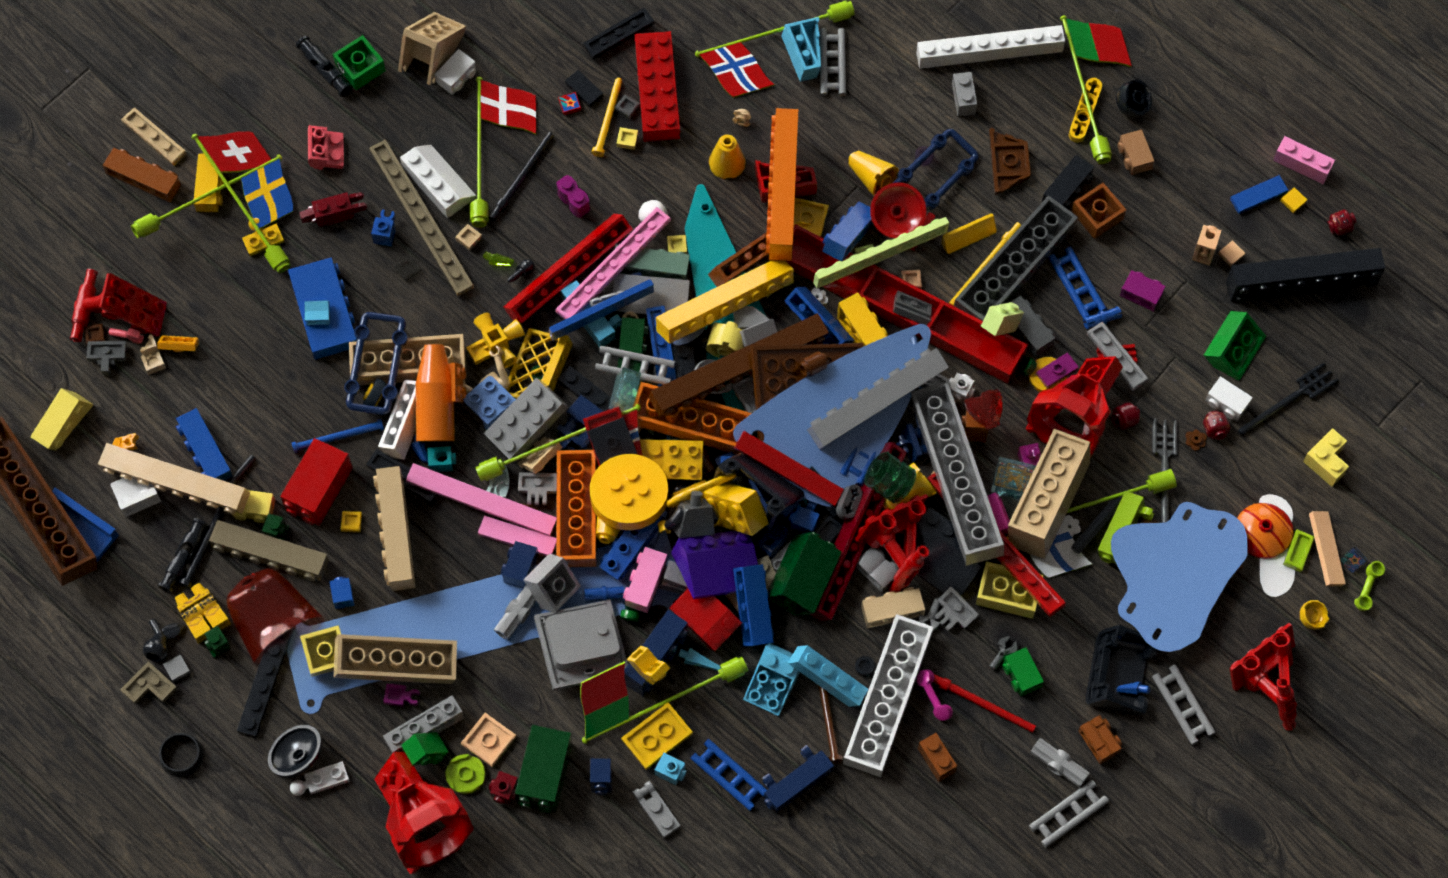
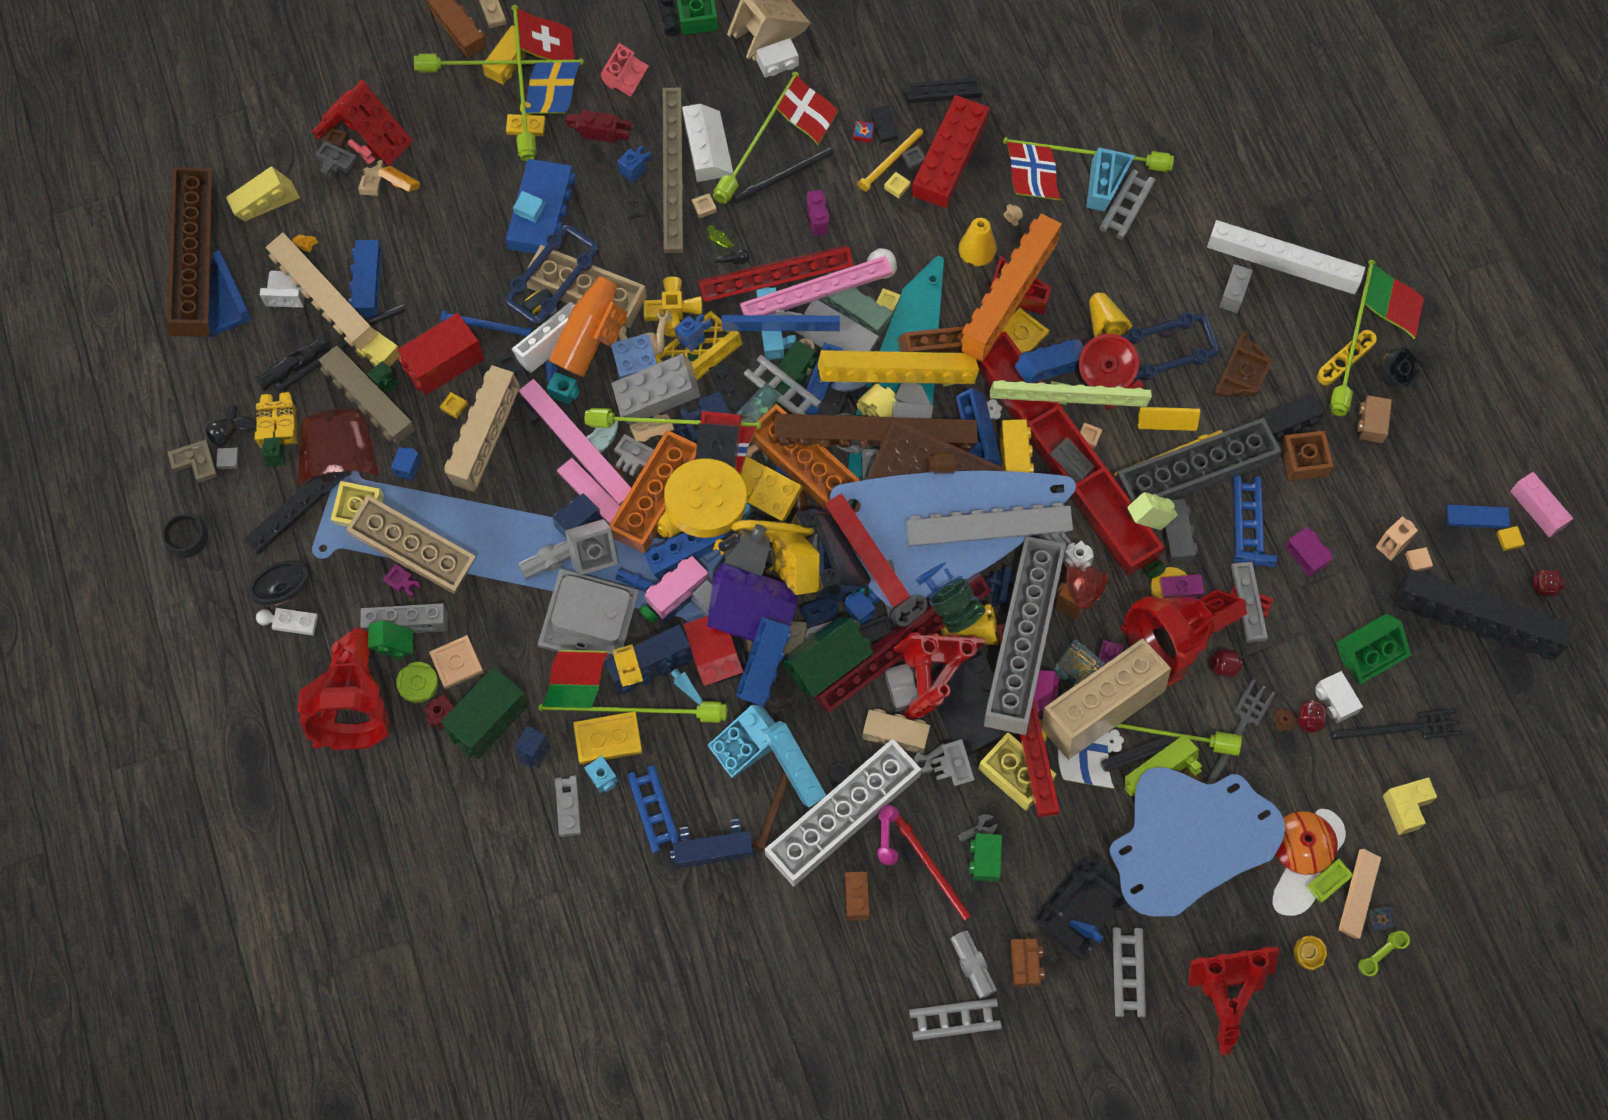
camera: 30 degrees right, 0 degrees up
(526, 354) = (691, 332): none -> blue brick

